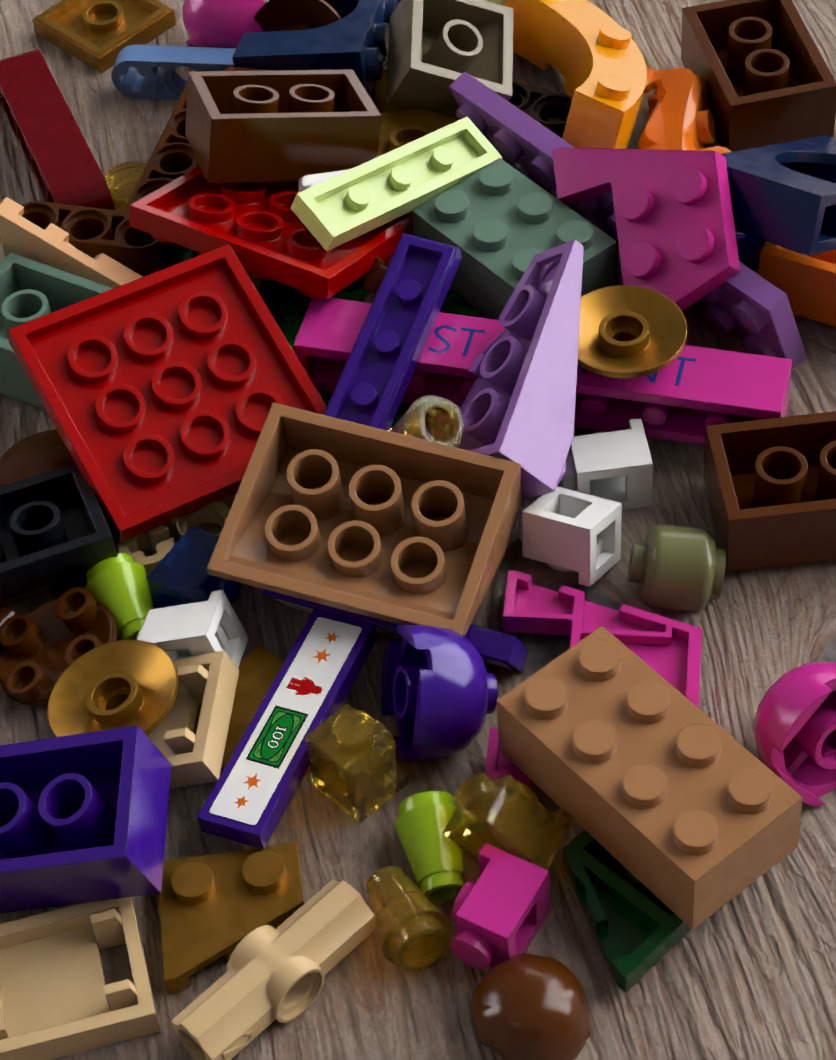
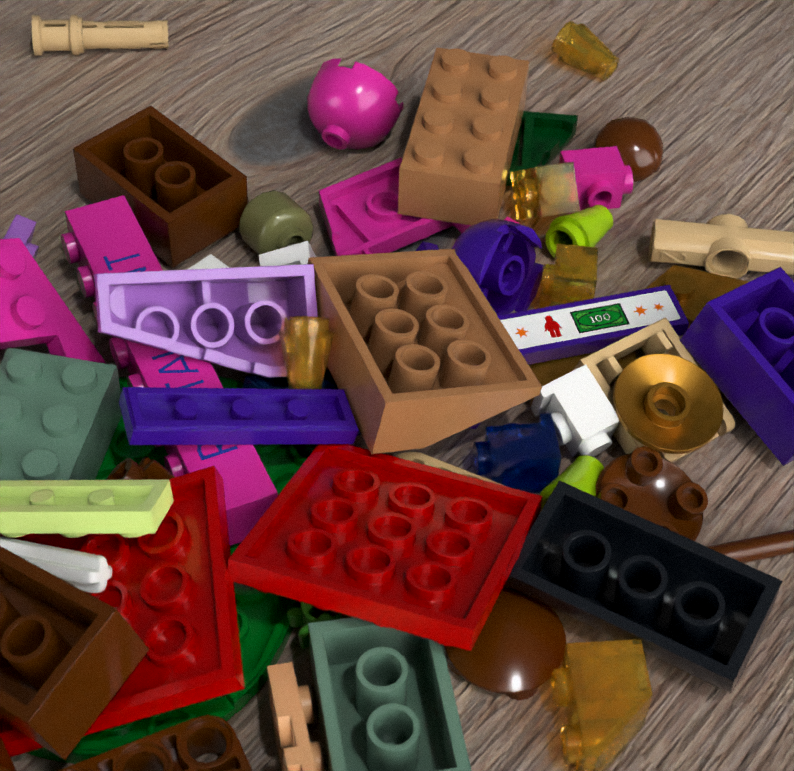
camera: 135 degrees left, 0 degrees up
(407, 921) = (635, 216): clear yellow cone -> none
(629, 331) = (119, 255): pearl gold dish -> none

